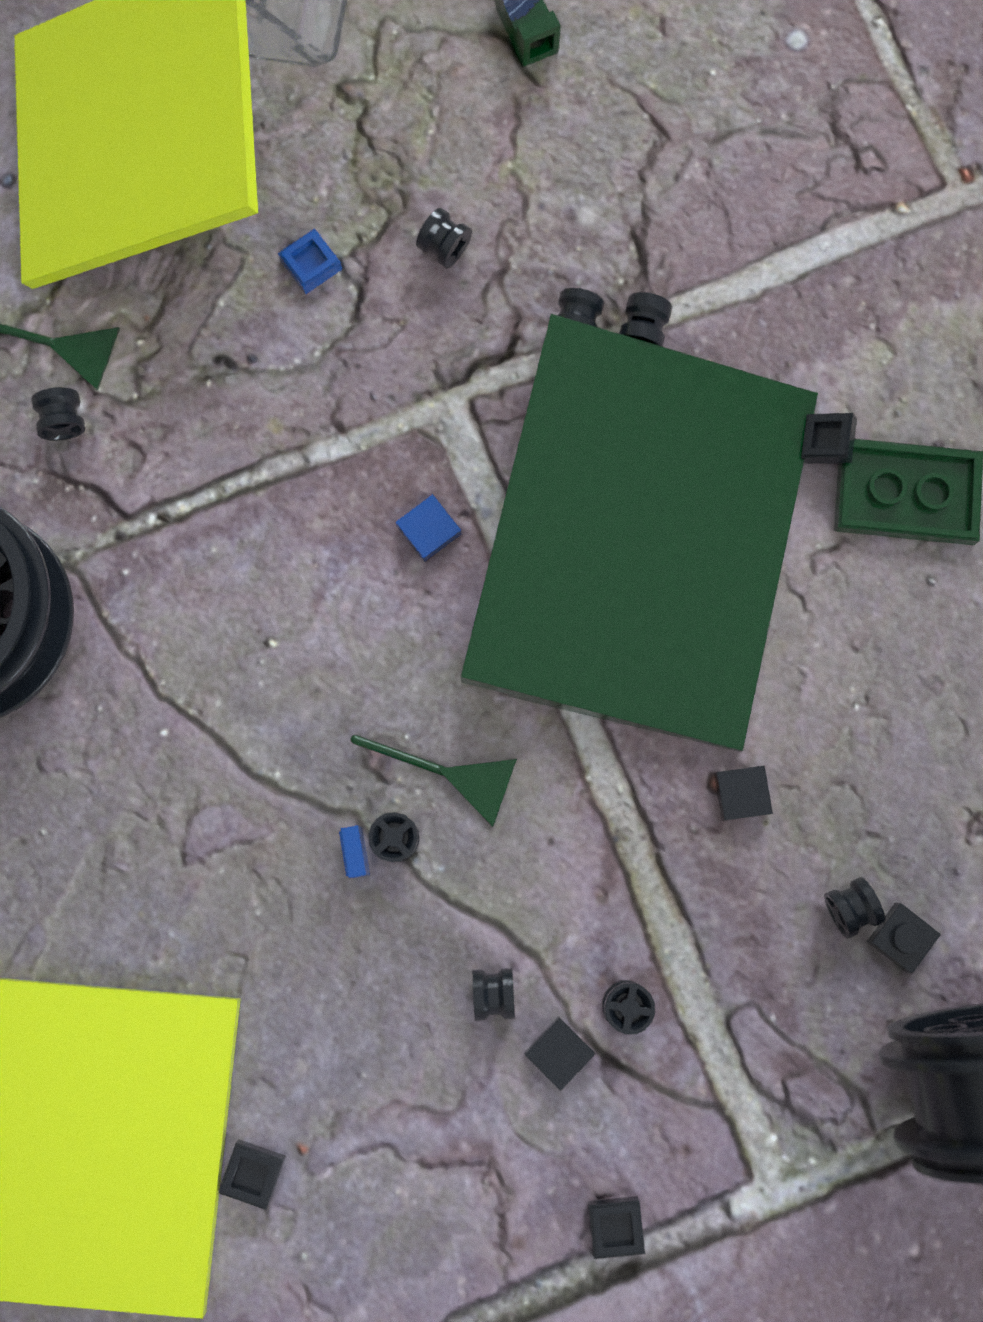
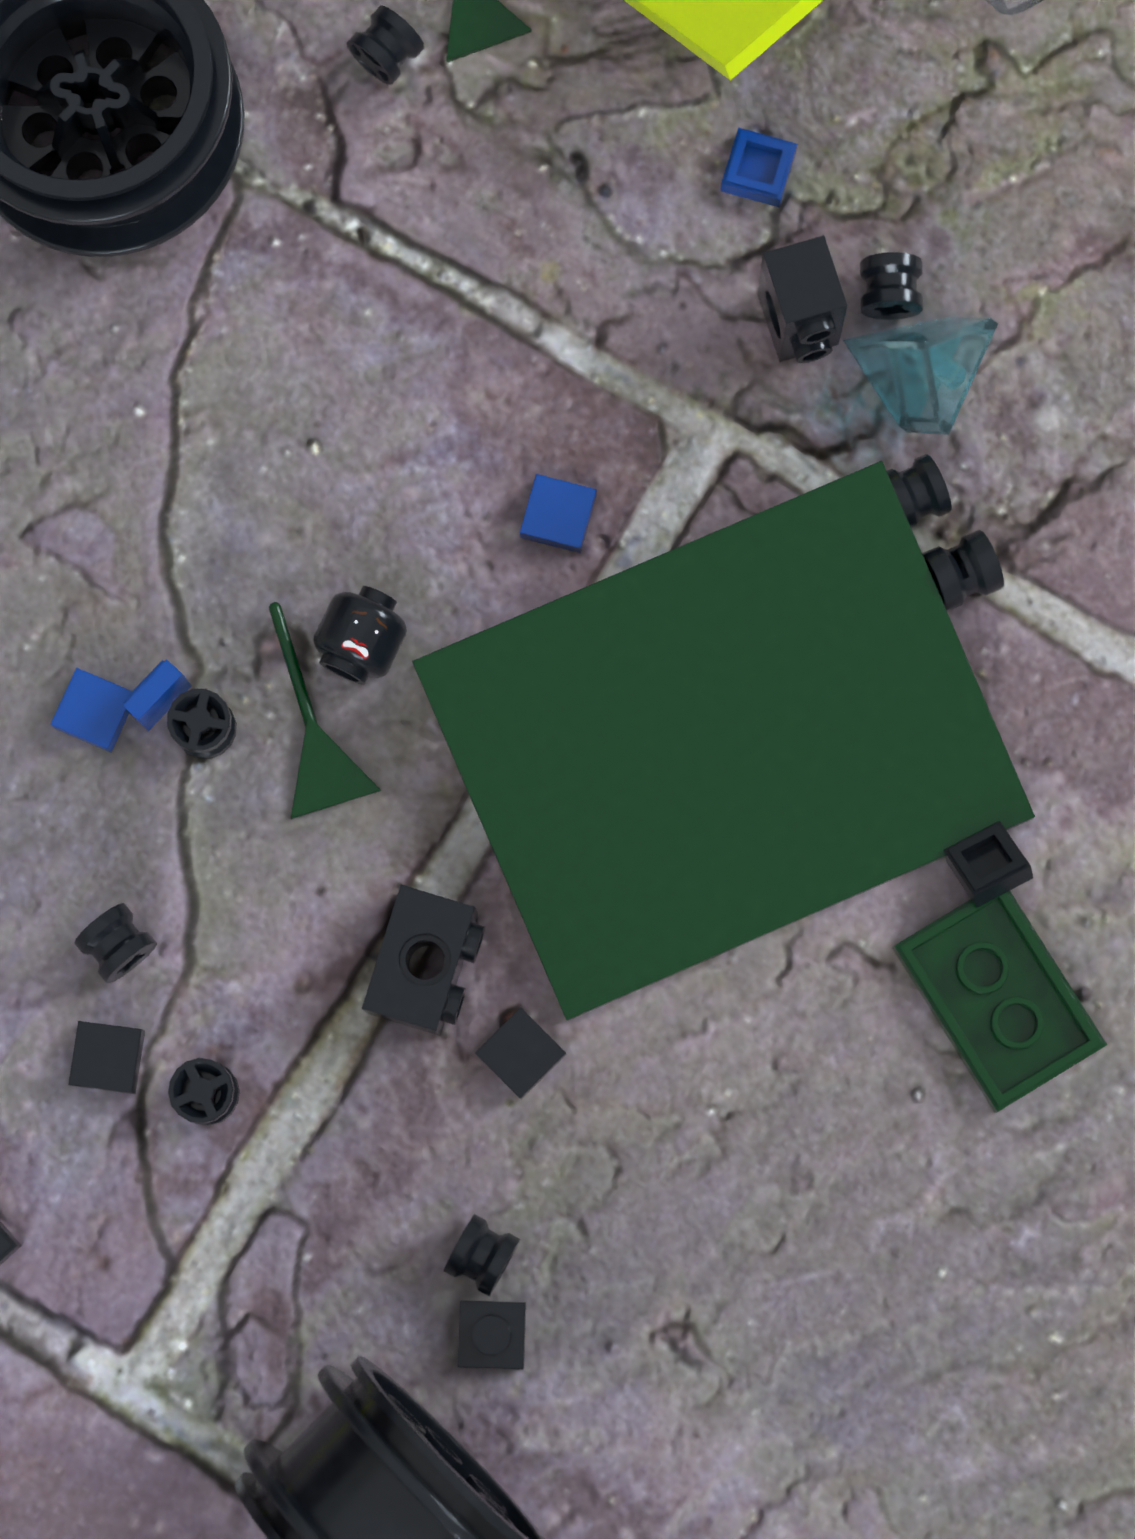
camera: 60 degrees right, 0 degrees up
(332, 899) = (92, 710): none -> blue tile
(414, 699) = (360, 635): none -> black head
(416, 287) = (802, 300): none -> black brick
(507, 257) = (924, 368): none -> clear light blue slope
(650, 840) = (417, 922): none -> black brick

